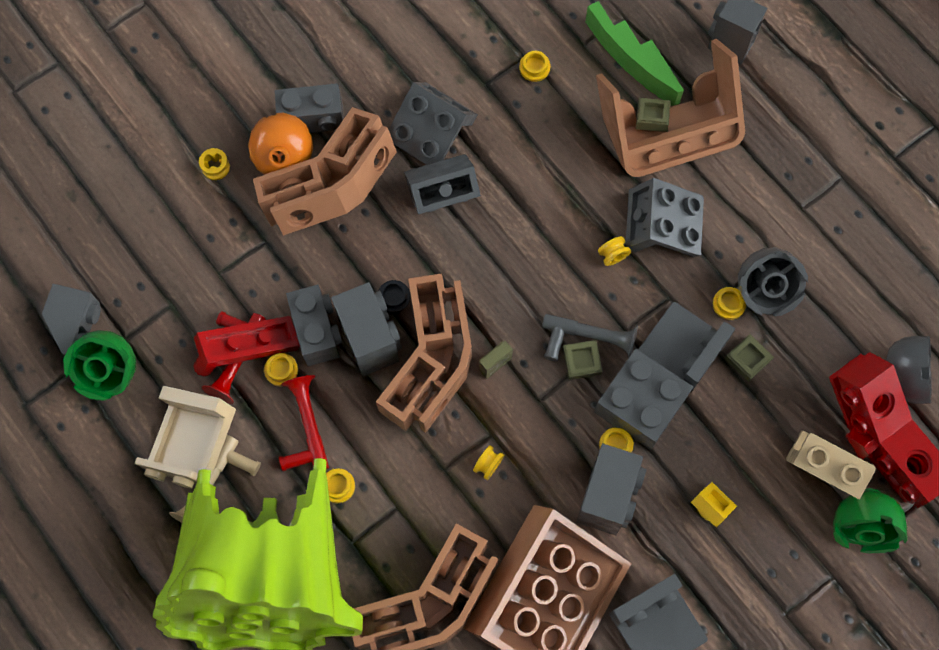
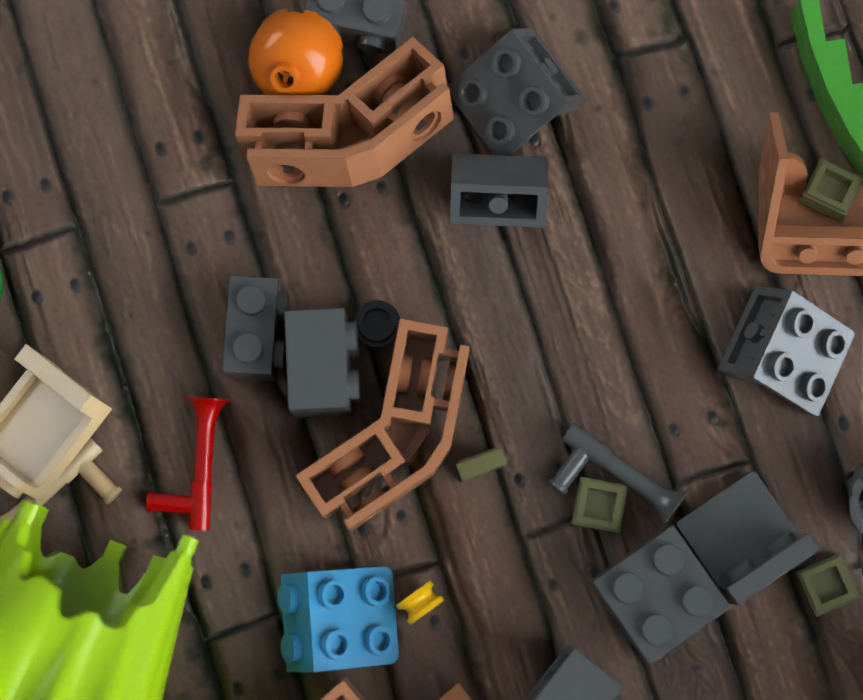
camera: 20 degrees right, 10 degrees up
(212, 172) = (194, 57): yellow bush -> none
(222, 385) = (168, 305): red piece -> none
(244, 343) = (153, 322): red piece -> none
(280, 368) = (191, 372): yellow plate -> none
(340, 485) = (213, 559): yellow plate -> none
(436, 493) = (338, 619): none -> dark azure bracket
(534, 66) = (692, 58): yellow plate -> none
(614, 251) = (700, 370): yellow bush -> none
(617, 438) = (599, 639): yellow plate -> none
(728, 303) = (828, 499): yellow plate -> none

